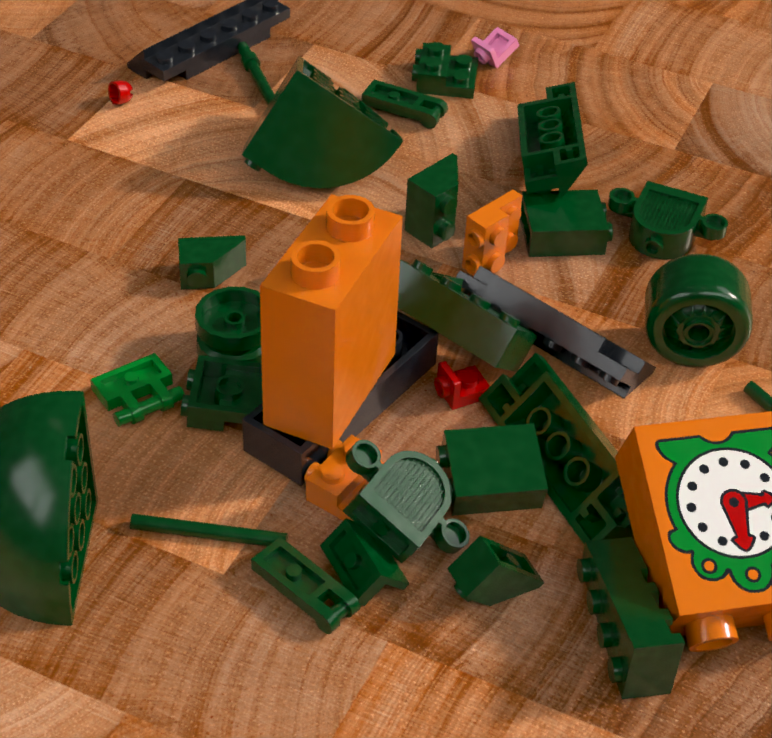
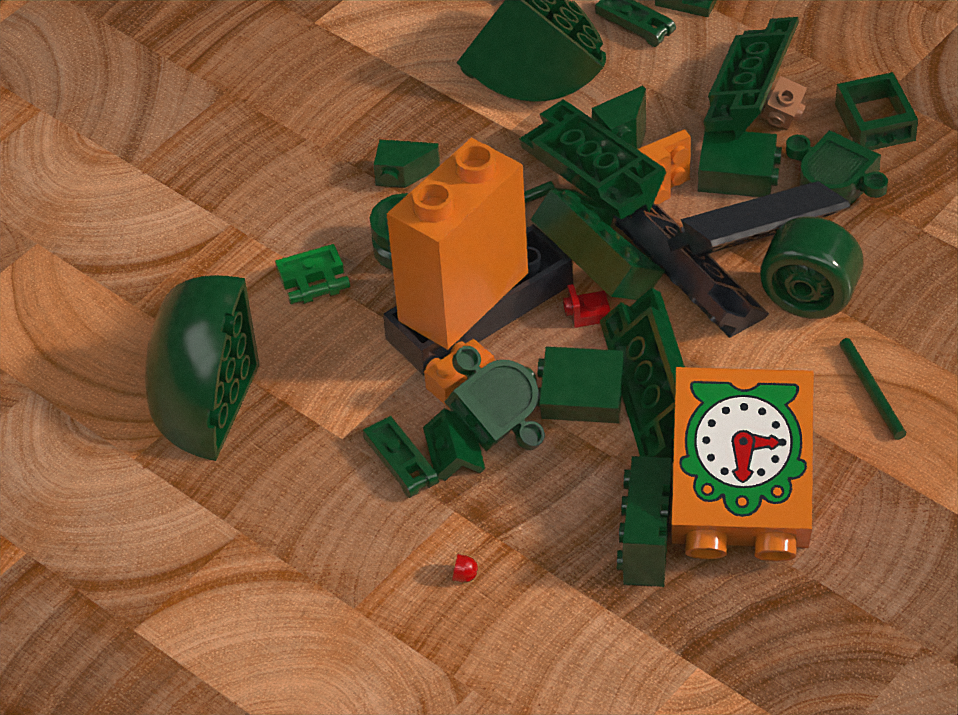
camera: 20 degrees right, 5 degrees up
(205, 530) = (336, 401): dark green bar -> none
(221, 392) = (371, 287): dark green plate -> none
(428, 713) = (465, 569): none -> red hinge
(445, 234) = (594, 160): none -> dark green slope
(493, 573) = (553, 470): dark green slope -> none
(598, 163) = (784, 103): none -> nougat brick
(618, 269) = (754, 218): none -> black slope
(707, 169) = (899, 128): none -> dark green window

